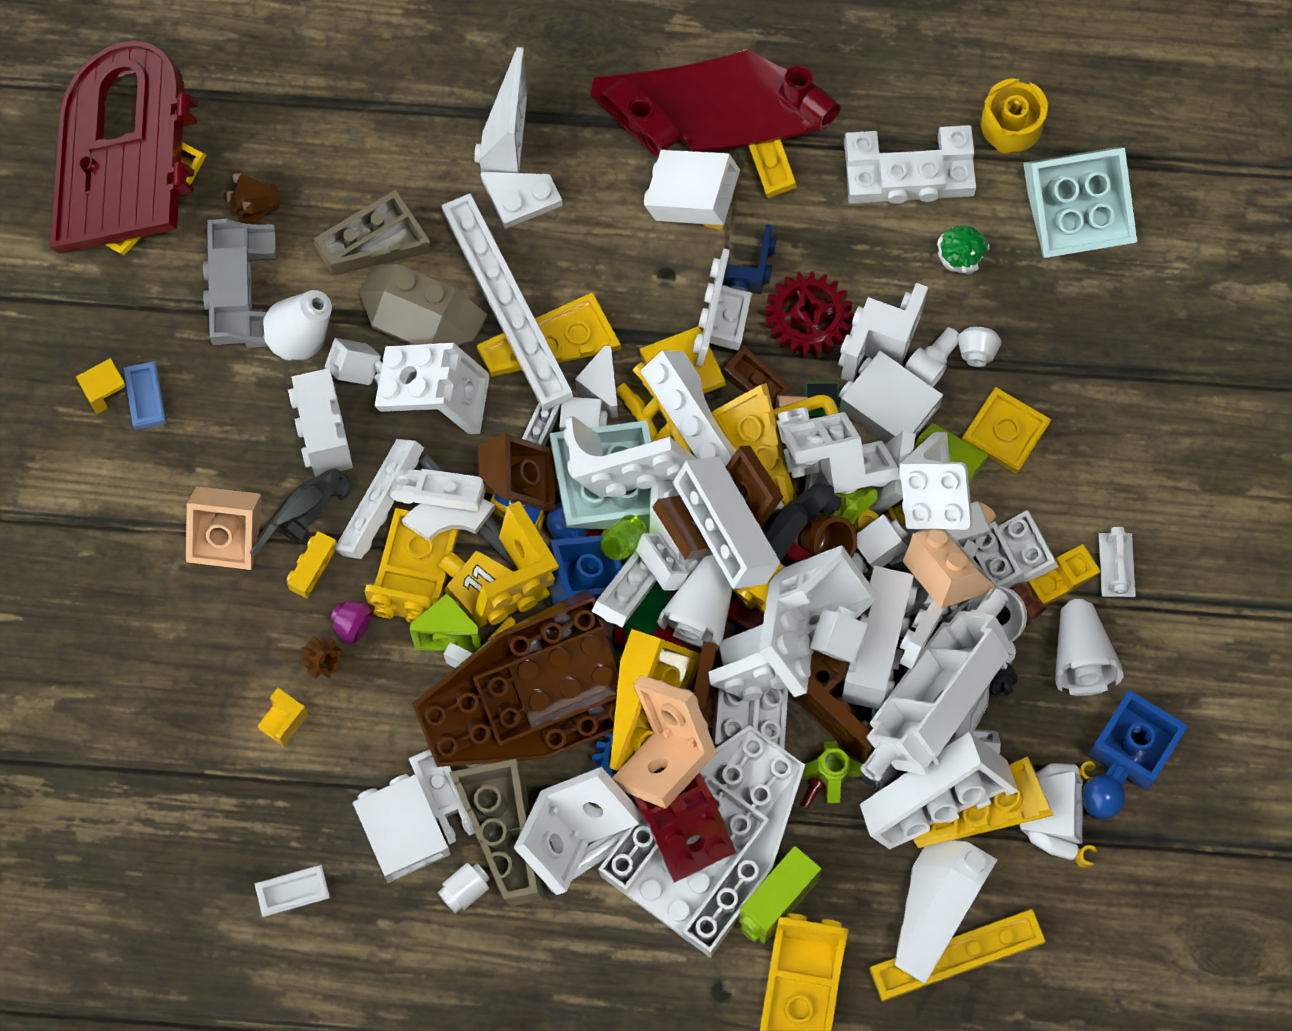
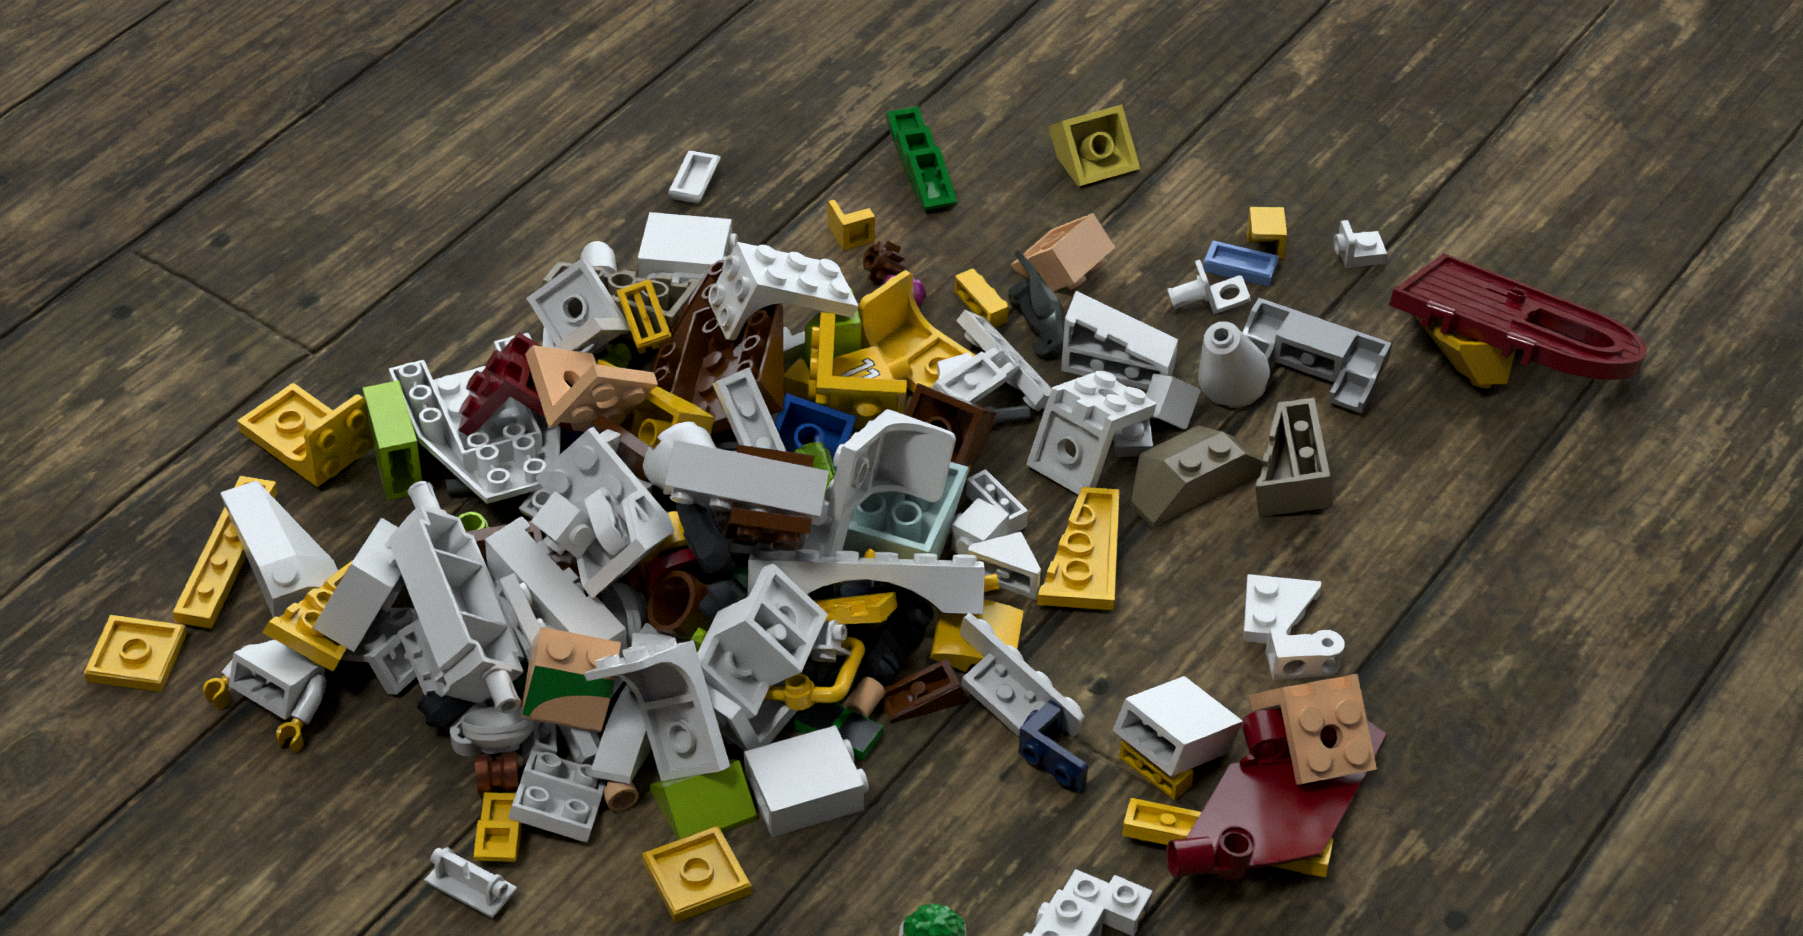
camera: 120 degrees right, 25 degrees down
(60, 577) = (1095, 145): none -> light yellow slope
(73, 315) = (1359, 248): none -> white bracket
(159, 712) = (921, 158): none -> green slope
(204, 397) = (1200, 289): none -> white bracket
(252, 197) = (1403, 396): reddish brown rock -> none
(468, 659) = (764, 277): none -> white bracket
(505, 126) = (1362, 605): white slope -> none
(507, 302) = (1150, 522): white plate -> none
(512, 798) = (652, 339): none -> yellow tile
(562, 151) = (1303, 654): none -> white leg
(629, 98) = (1307, 711): none -> light nougat bracket
(796, 318) = (957, 757): dark red gear -> none
(823, 602) = (606, 522): none -> white beam
(882, 329) = (881, 798): white bracket -> none
(930, 362) = (824, 839): white pin -> none
(978, 345) = (807, 889): white cone -> none
(1084, 652) = (405, 787): white cone -> none
(1090, 949) = (135, 653): none -> yellow tile
(1115, 748) = (274, 769): blue brick -> none

